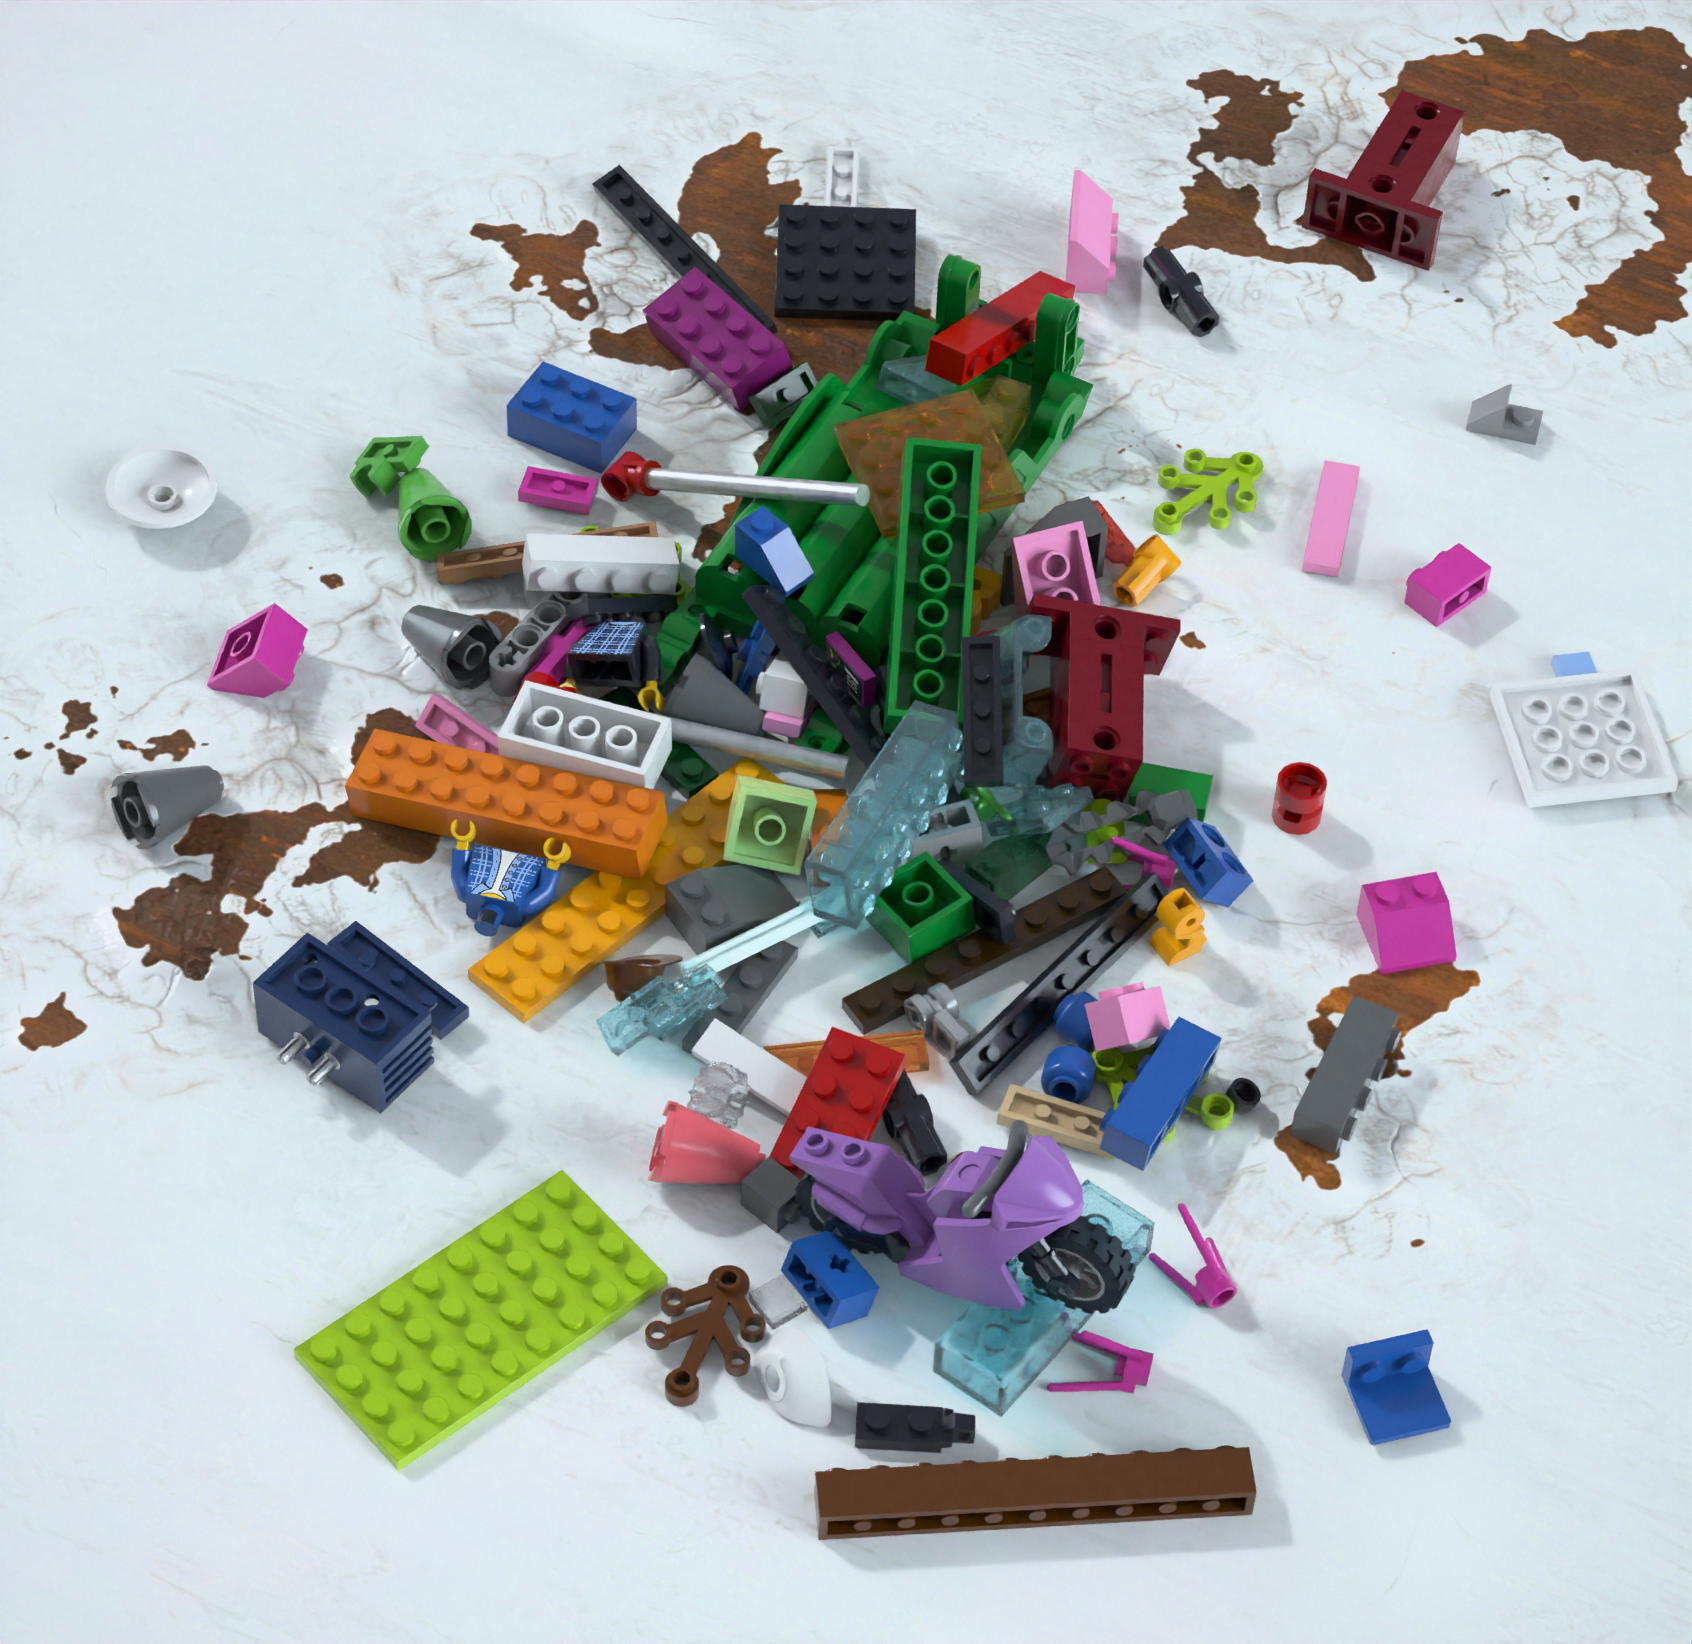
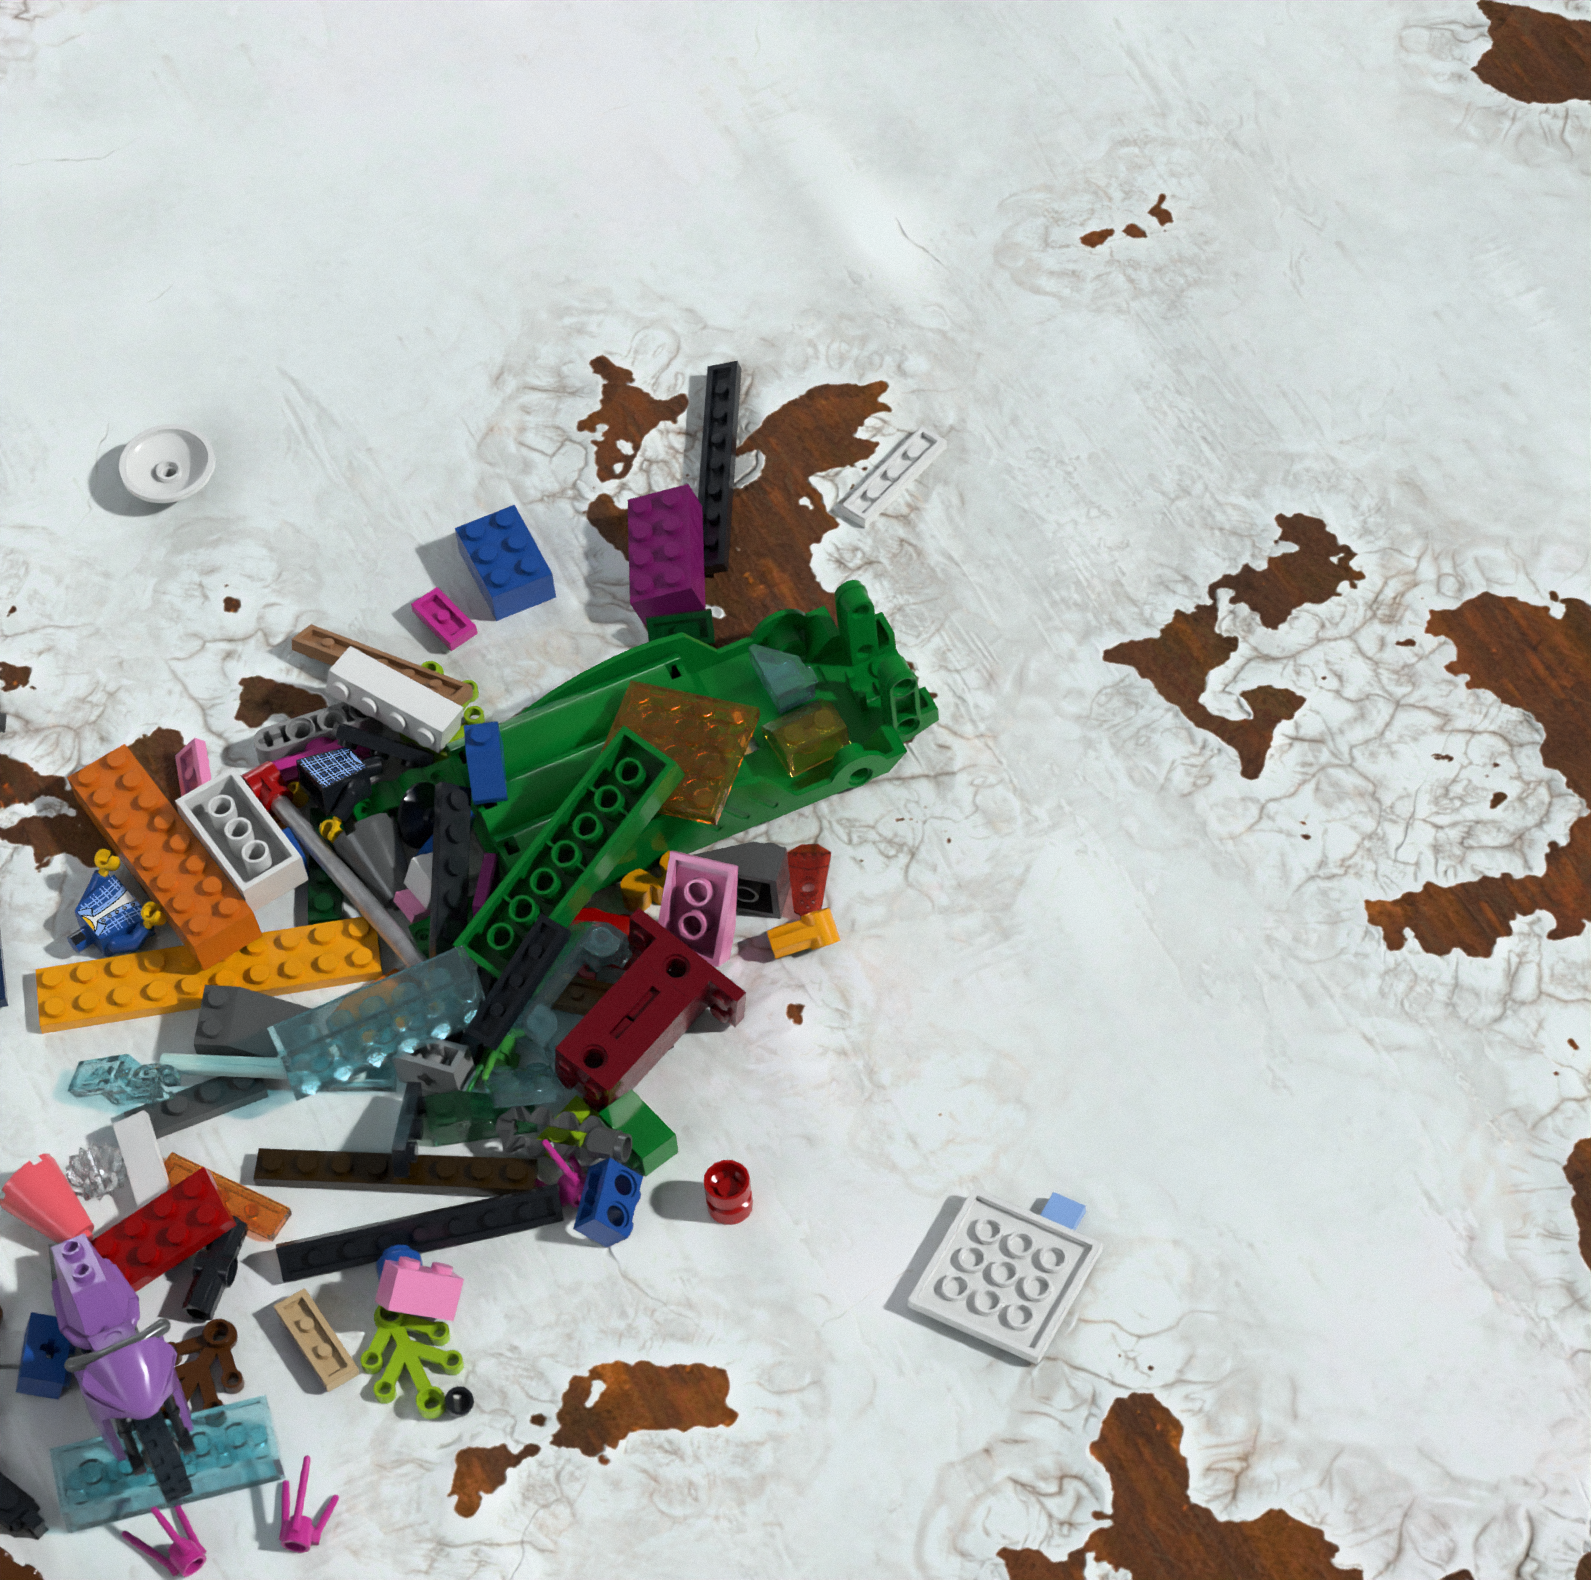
camera: 45 degrees right, 5 degrees up
(259, 654) = (120, 639): dark pink slope -> none
(383, 460) = (343, 526): bright green plate -> none
(430, 516) = (327, 588): bright green cone -> none
(452, 643) = (246, 704): dark grey cone -> none
(632, 973) = (138, 1039): reddish brown piece -> none
(646, 477) = (506, 646): flat silver piece -> none
(769, 824) = (322, 972): yellowish green slope -> none
(845, 262) = (836, 534): black plate -> none
(921, 1009) = (309, 1195): light grey wheel -> none
(922, 909) = (365, 1111): green brick -> none
(948, 1034) = (300, 1221): light grey tile -> none
(992, 330) = (854, 662): red brick -> none
(1069, 1074) = (351, 1308): blue head -> none
(1090, 237) = (1037, 616): bright pink slope -> none
(1159, 1093) = (390, 1362): blue brick -> none
(1181, 291) = (1073, 705): black piece -> none
(1182, 927) = (537, 1241): light orange leg -> none
(1239, 468) = (930, 891): lime plant -> none
(1331, 518) = (1000, 971): bright pink tile -> none
(1345, 1074) = (542, 1433): dark grey brick -> none
(1392, 184) = (1338, 698): dark red brick -> none
(1407, 922) = (712, 1343): dark pink slope -> none
(1447, 584) = (1028, 1082): dark pink brick -> none
(1497, 418) = (1229, 966): light grey slope -> none

